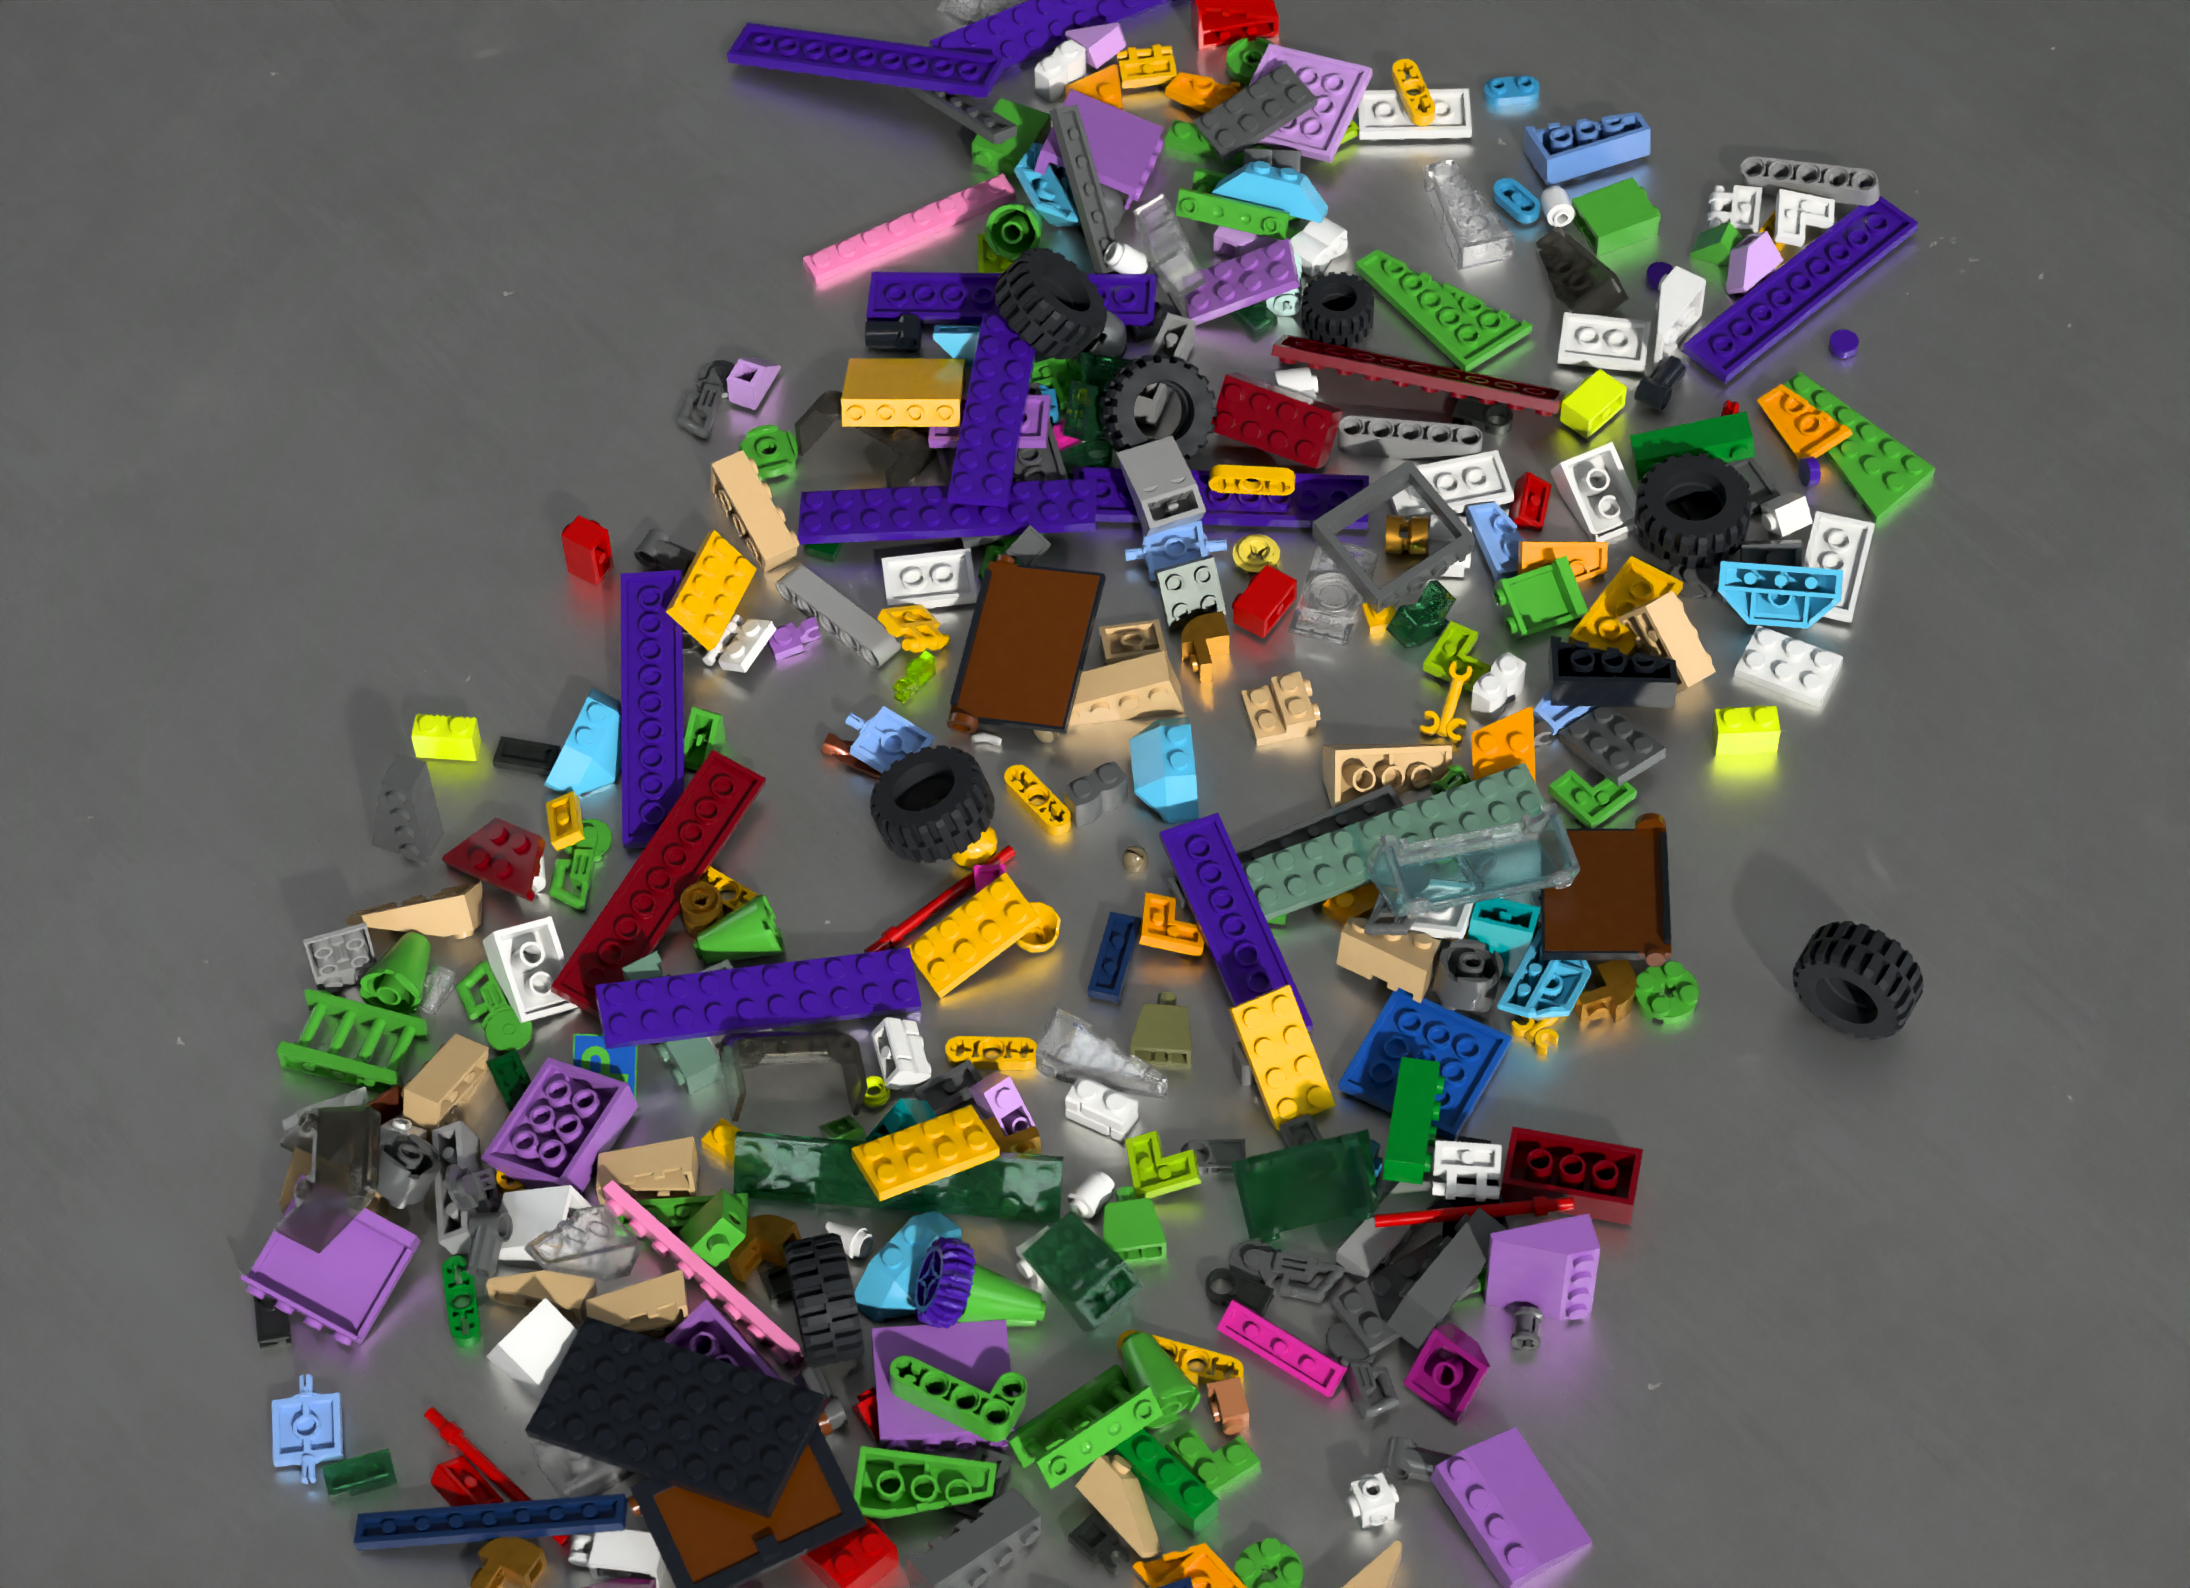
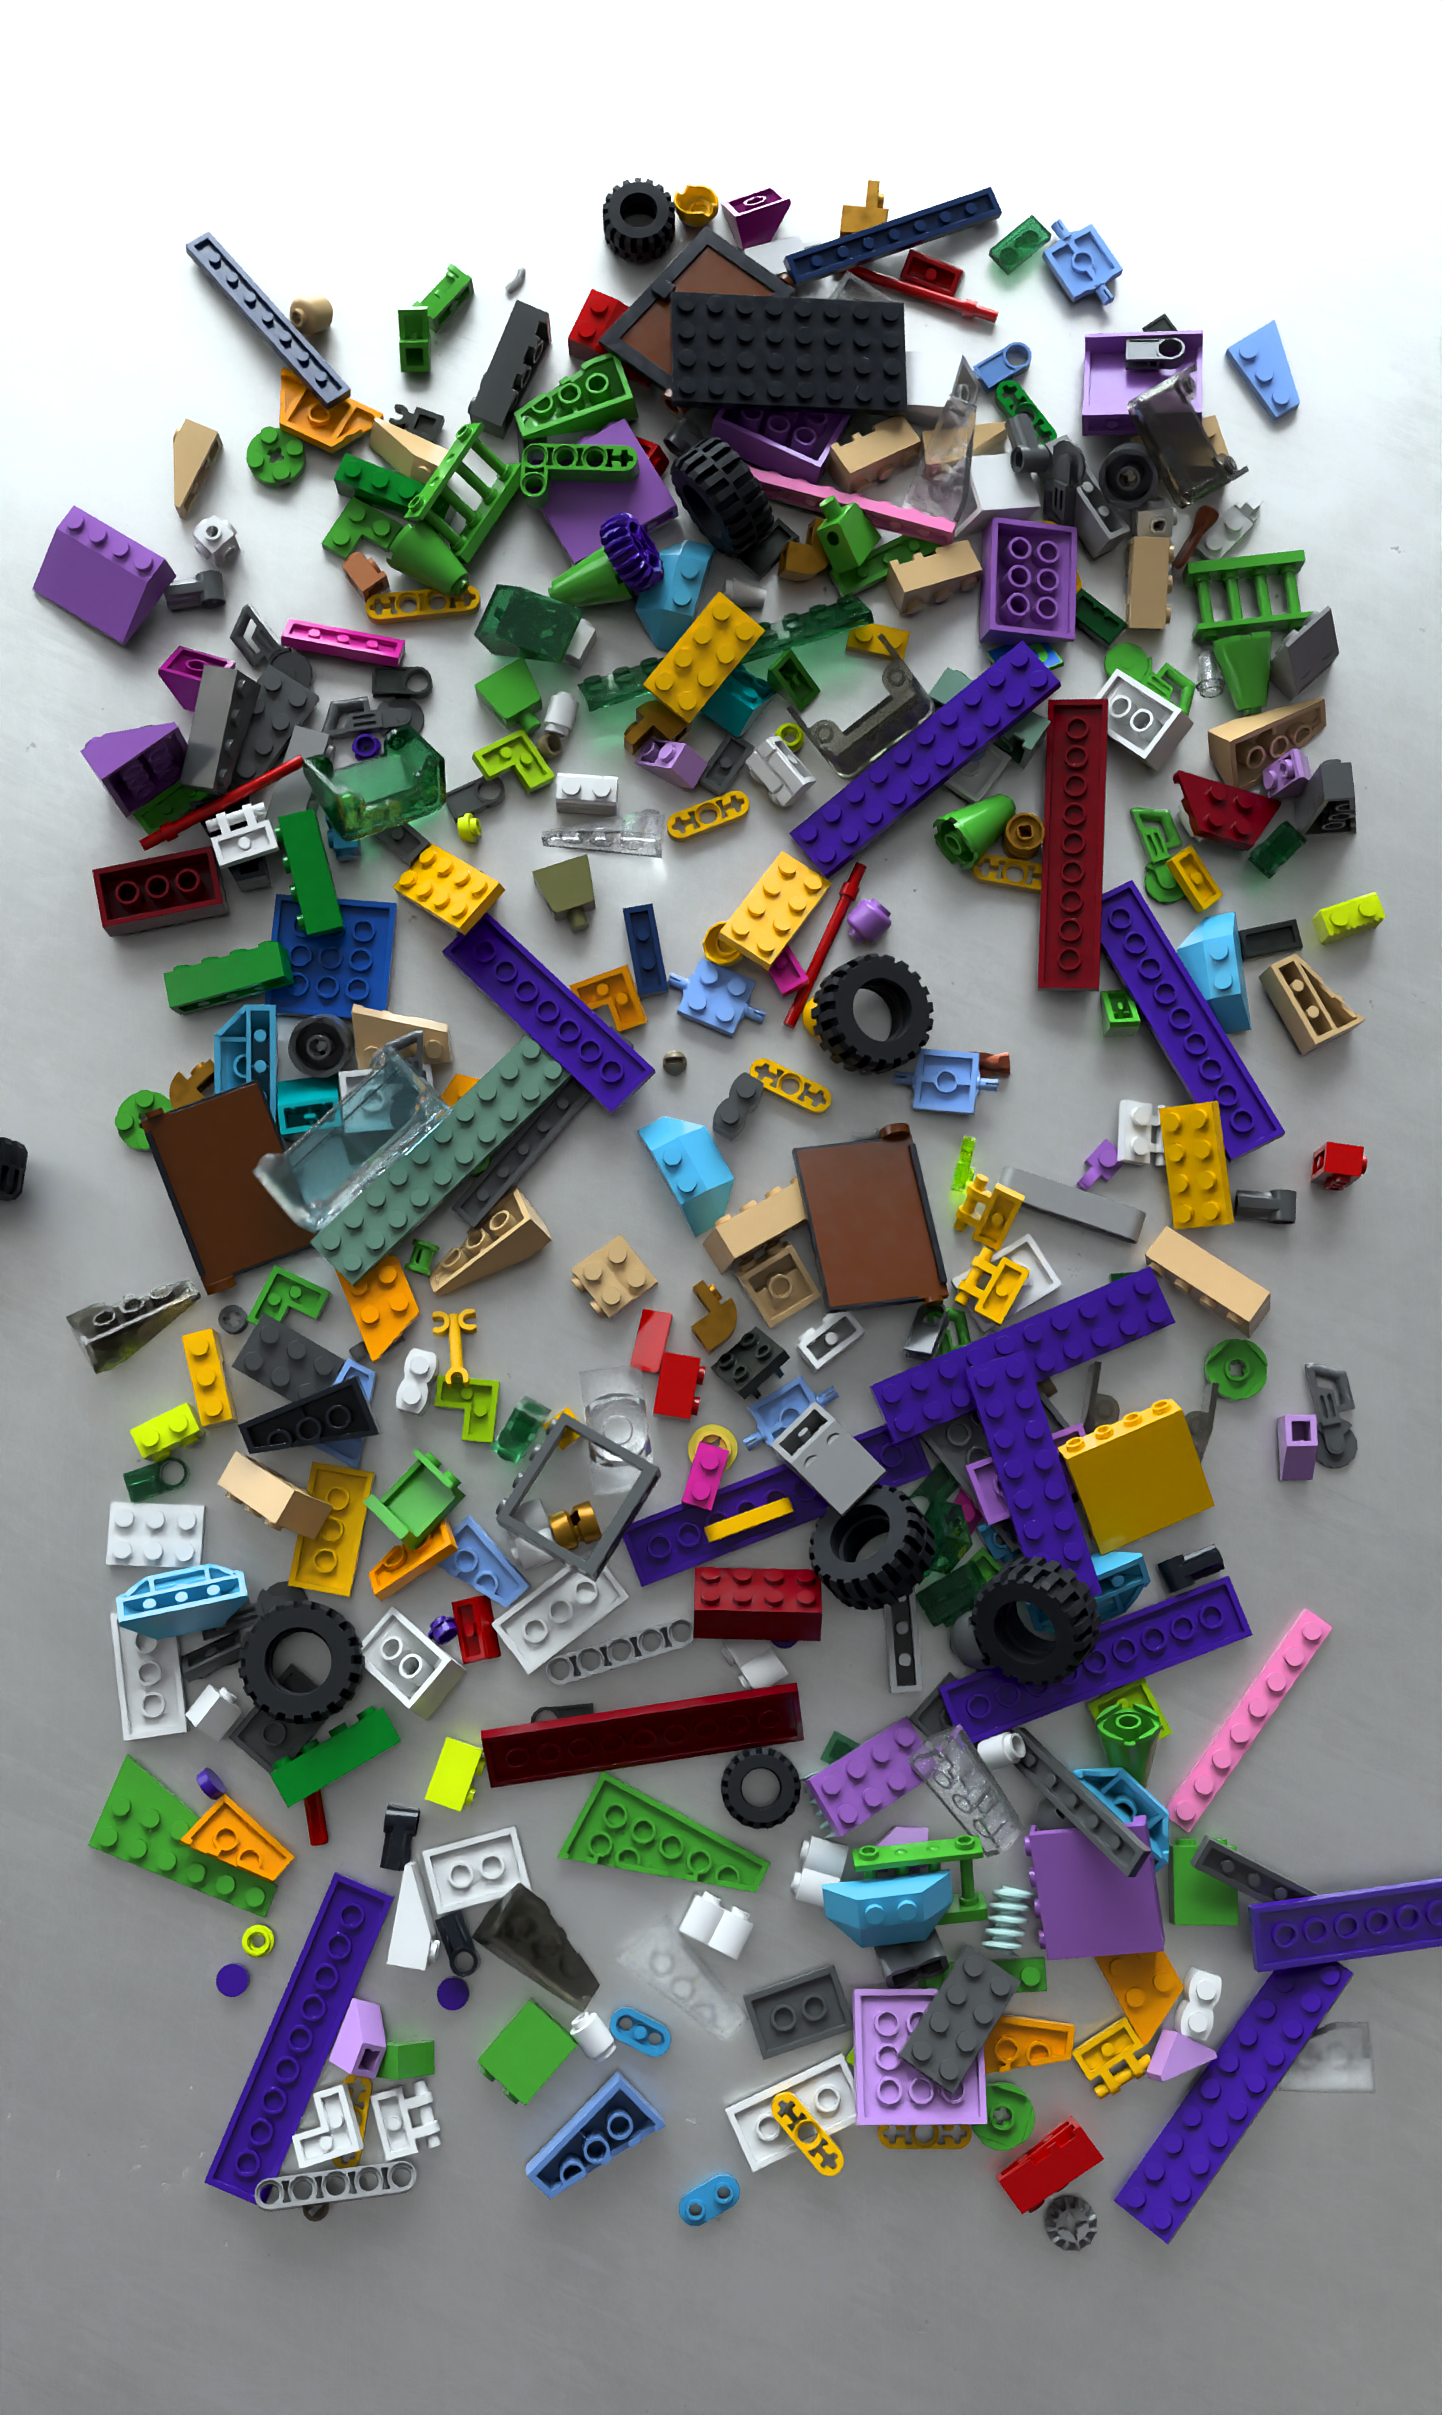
camera: 150 degrees right, 25 degrees up
(191, 1253) = (1265, 370): none -> light blue wing
(306, 1291) = (1146, 353): none -> dark grey piece
(423, 864) = (1287, 775): none -> lavender slope
(462, 1358) = (997, 368): none -> medium blue piece
(468, 815) = (1277, 849): none -> clear green brick
(531, 679) = (1306, 1004): none -> tan wedge
(888, 899) = (869, 921): none -> medium lavender head
(941, 563) = (1000, 1291): none -> yellow plate
(1070, 892) = (716, 997): none -> light blue plate
(1118, 1171) = (549, 740): none -> dark tan hinge
(1122, 583) = (830, 1339): none -> white brick
(1179, 166) = (1007, 1920): none -> light aqua piece
(1233, 1125) = (469, 828): none -> neon yellow plate
(1269, 649) = (651, 1340): none -> slope
(1273, 528) = (705, 1476): none -> dark pink plate
(1306, 1235) = (366, 740): none -> dark purple plate
(1381, 171) = (798, 2011): none -> dark grey plate
(1420, 241) = (716, 1925): none -> white brick
(1534, 1070) = (228, 977): none -> green brick
(1558, 508) = (443, 1630): none -> dark purple plate
(1641, 295) = (457, 1939): none -> black piece
(1655, 797) = (223, 1315): none -> dark grey bush
(1690, 757) = (208, 1380): none -> yellow arch
(1753, 830) = (119, 1330): none -> clear smoke wedge
(1787, 703) = (149, 1481): none -> clear green piece
(1811, 359) = (249, 1946): none -> neon yellow plate

